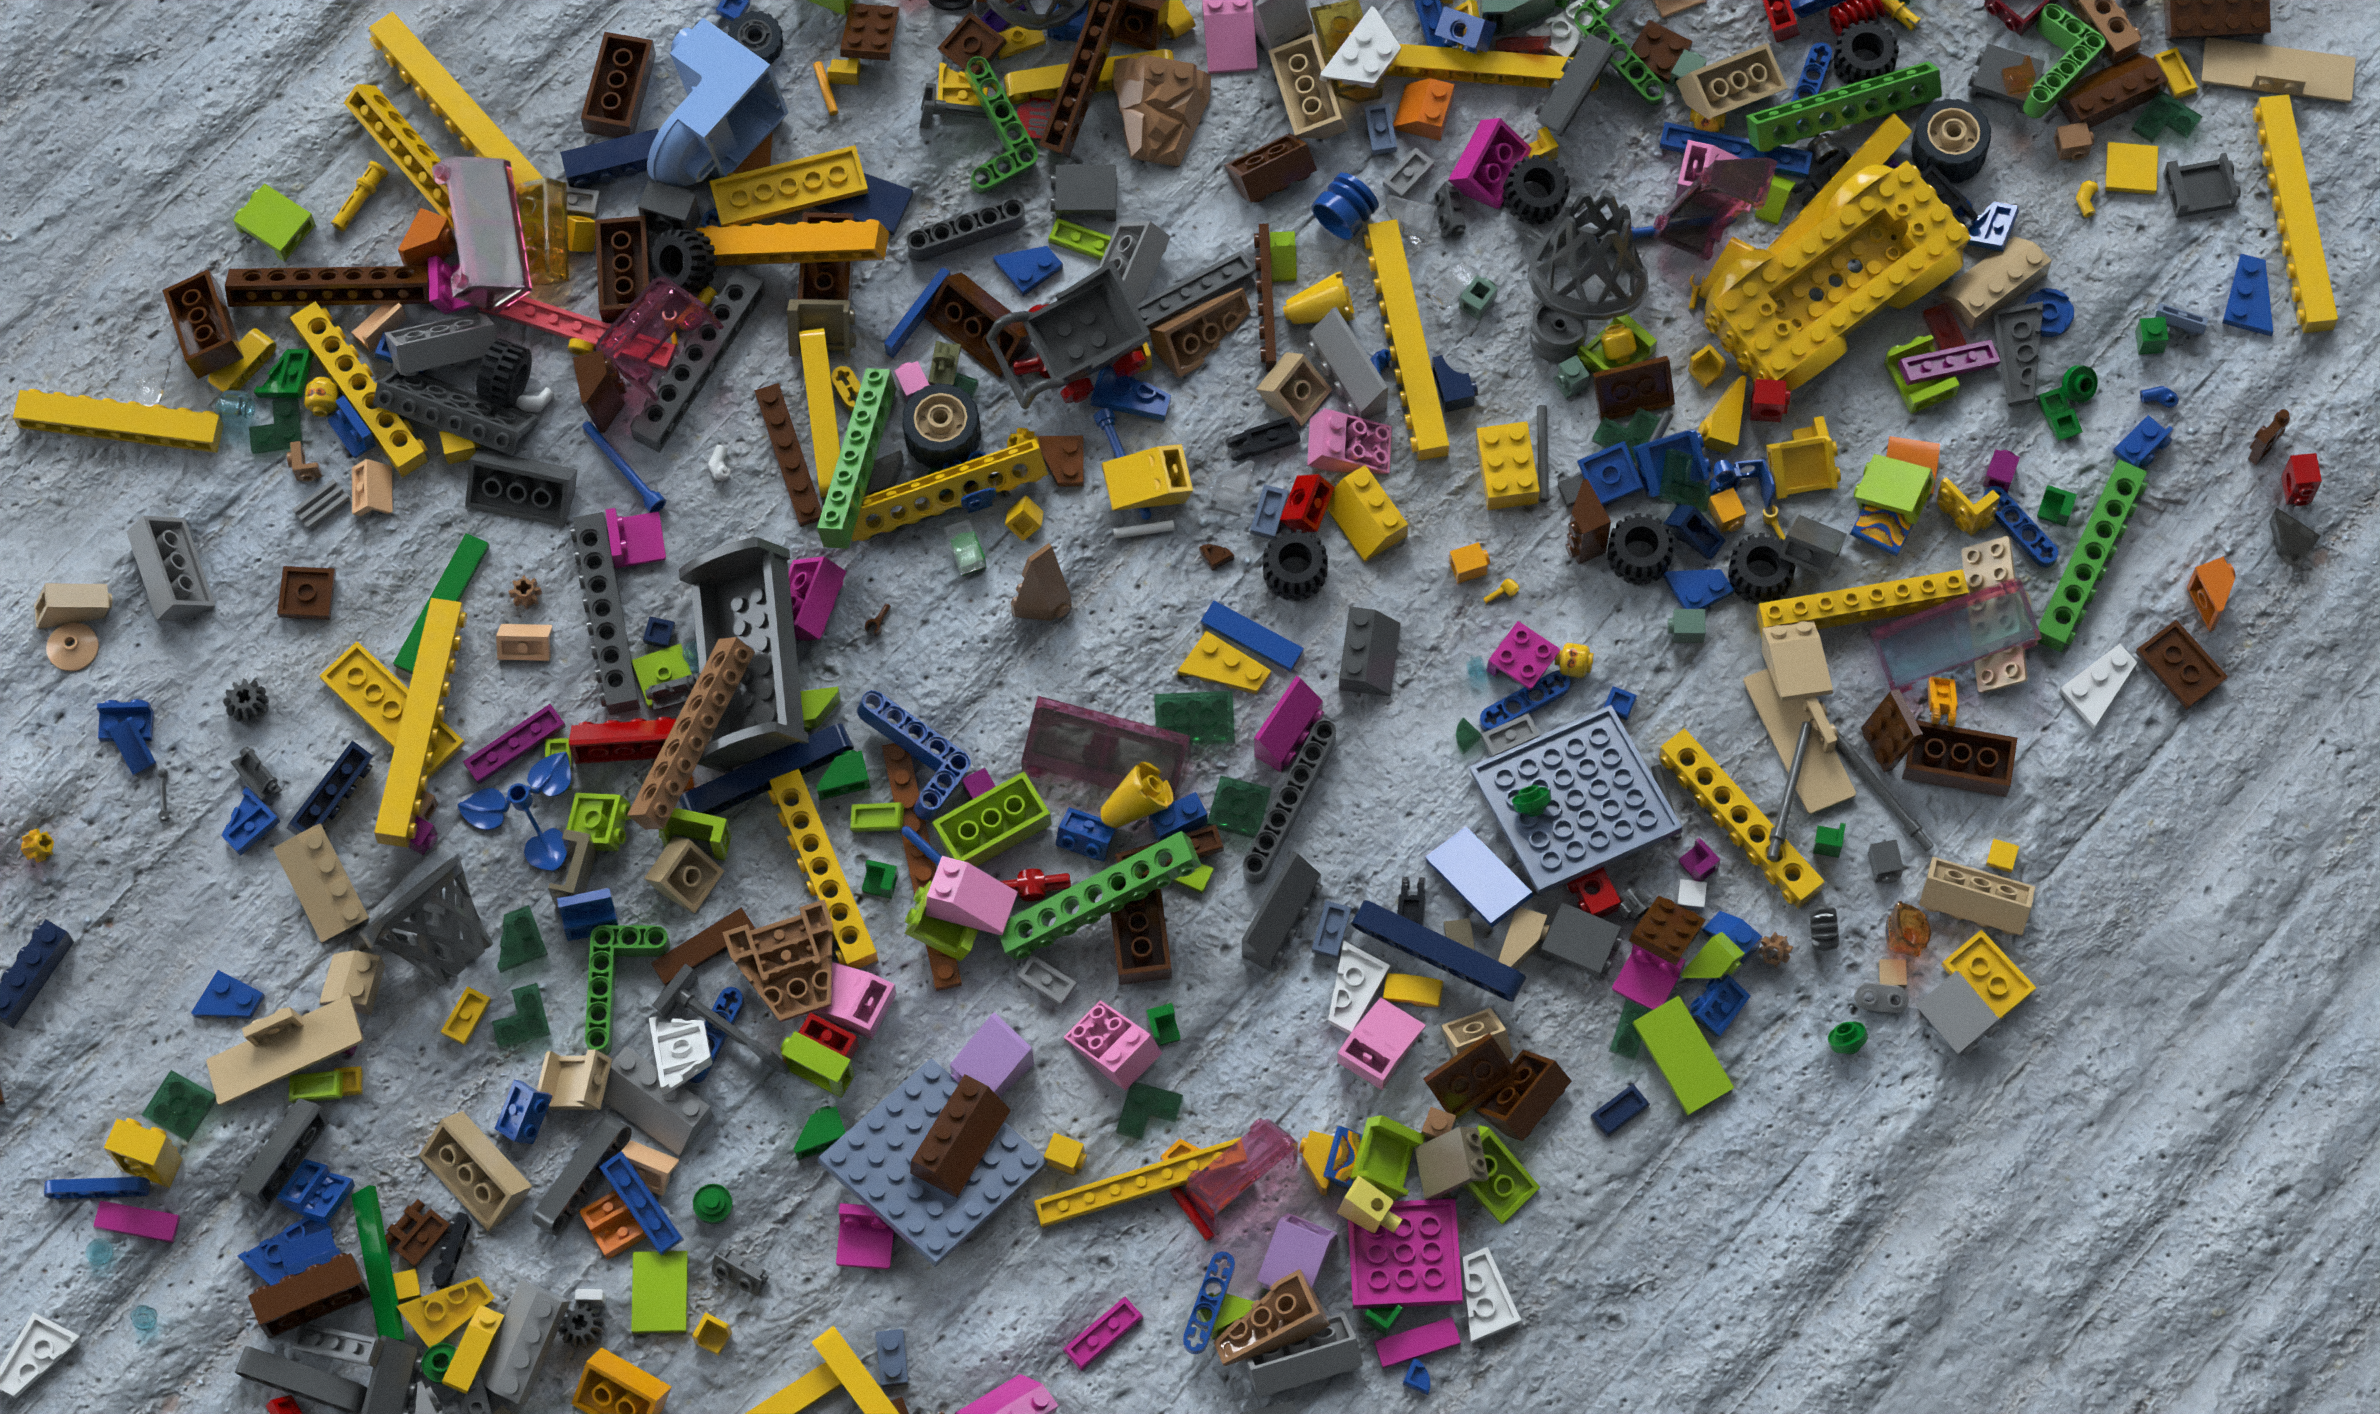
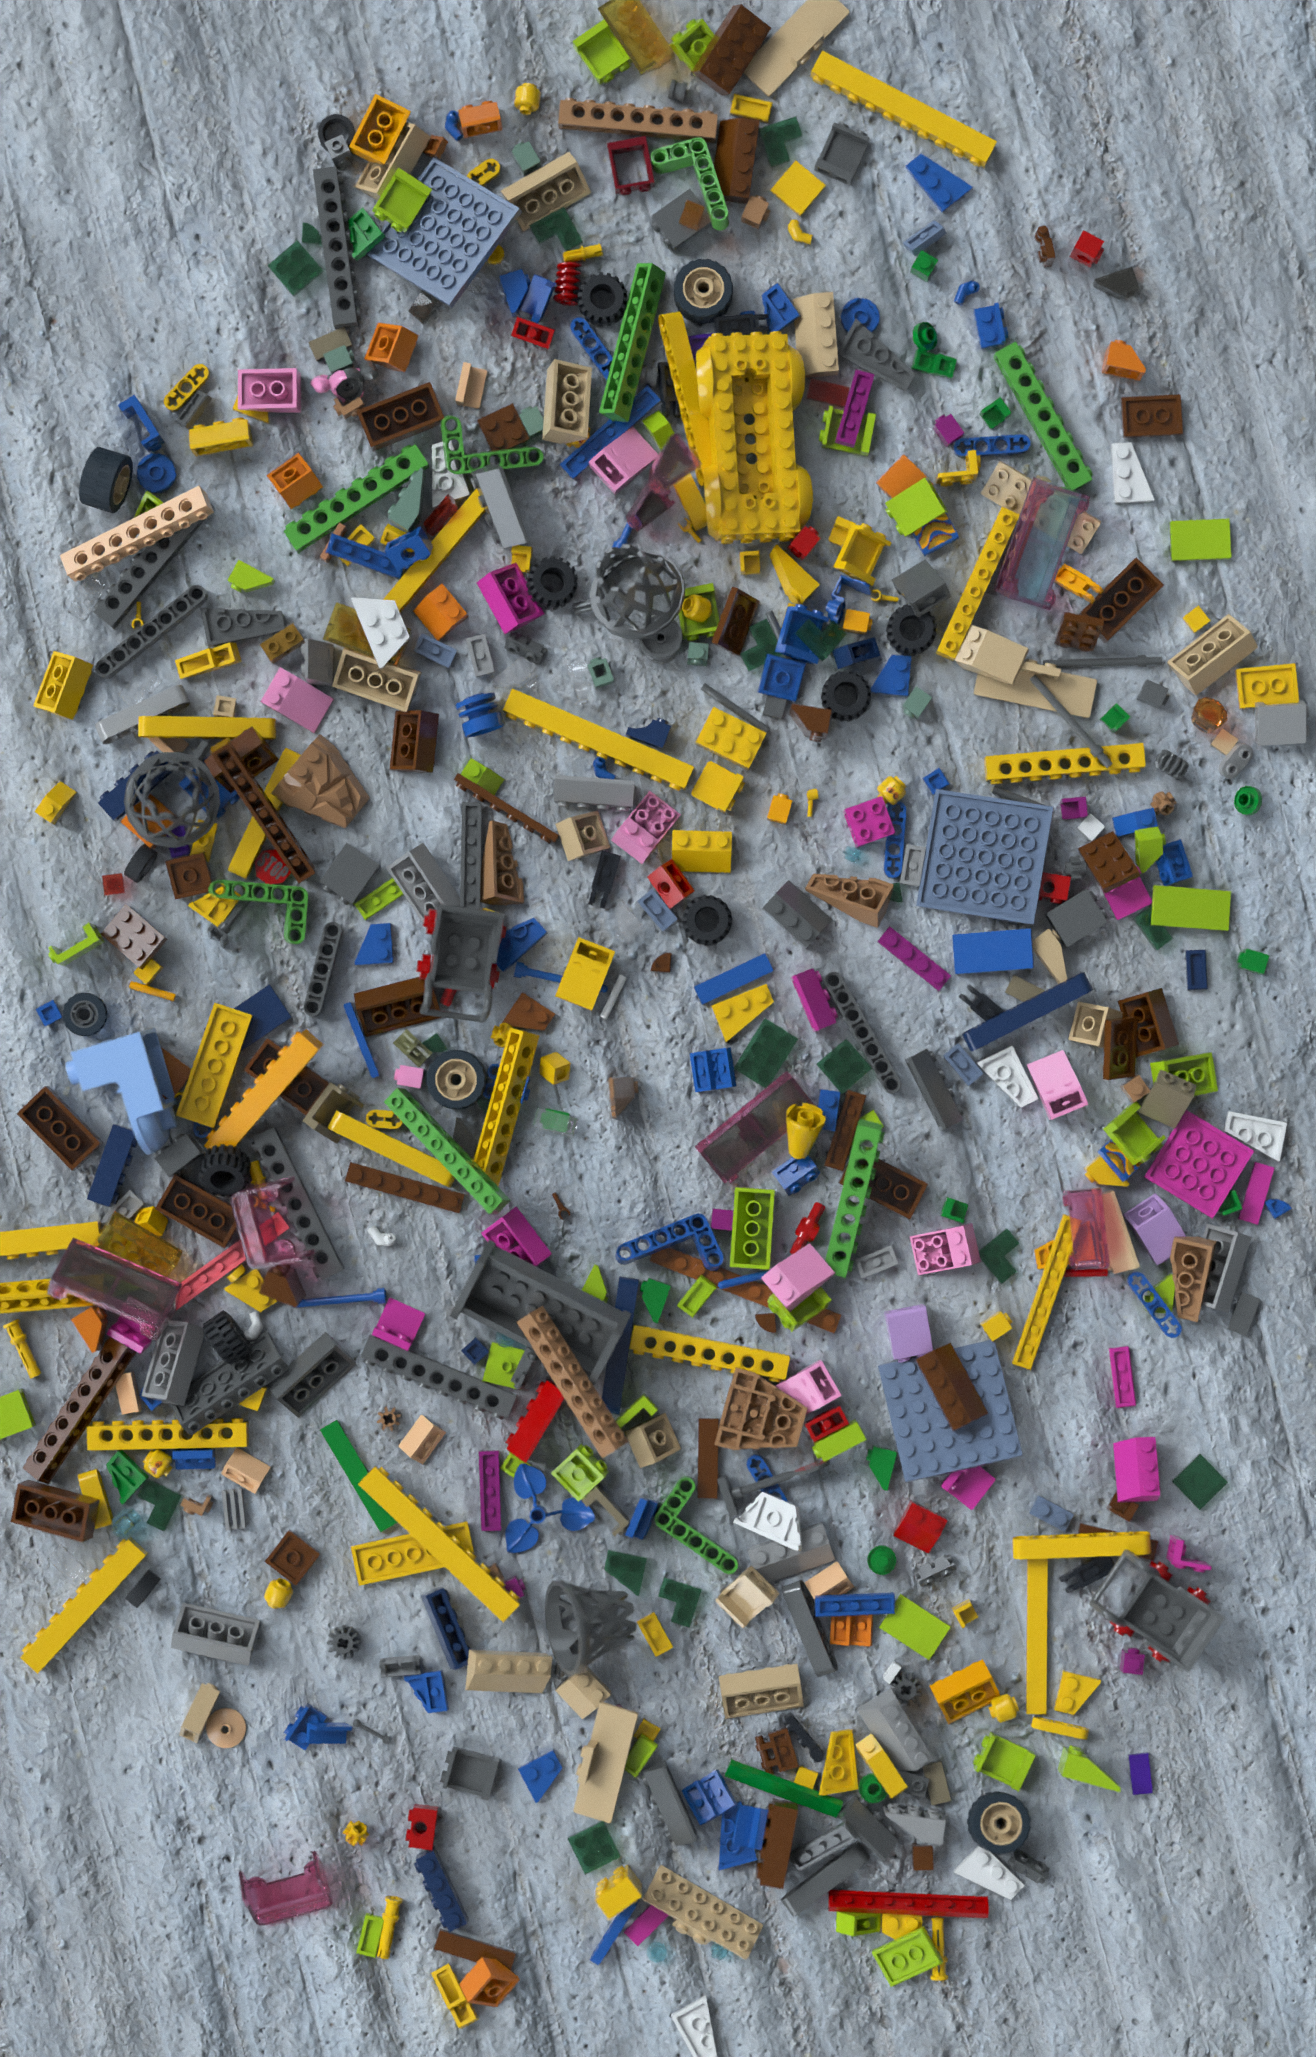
camera: 60 degrees left, 20 degrees up
(102, 913) = (427, 1815): none -> red brick
(173, 463) = (143, 1588): none -> black tyre
(175, 1270) = (701, 1913): none -> tan bracket
(181, 921) = (470, 1772): none -> dark grey panel
(257, 602) = (278, 1593): none -> yellow head
(523, 1113) = (745, 1640): blue bracket -> none
(565, 378) = (248, 1289): none -> yellow wing
(779, 1220) = (920, 1527): none -> red slope
(880, 879) = (739, 1321): green panel -> none
(898, 910) = (766, 1321): none -> reddish brown tile
(1137, 676) = (713, 1069): none -> blue slope
(1259, 1209) = (1120, 1248): none -> tan slope
(1318, 300) = (536, 777): yellow cone -> none
(1368, 1207) = (1156, 1171): light yellow torso -> none
(1410, 805) = (913, 958): none -> magenta plate
(1413, 989) = (1036, 1041): yellow slope -> none
(1431, 701) = (856, 897): none -> medium nougat wedge
(1446, 487) = (717, 787): none -> yellow bracket
(1532, 800) = (972, 886): green plate -> none
(1674, 1162) = (1252, 961): none -> green brick
(2090, 803) = (1200, 539): none -> lime tile

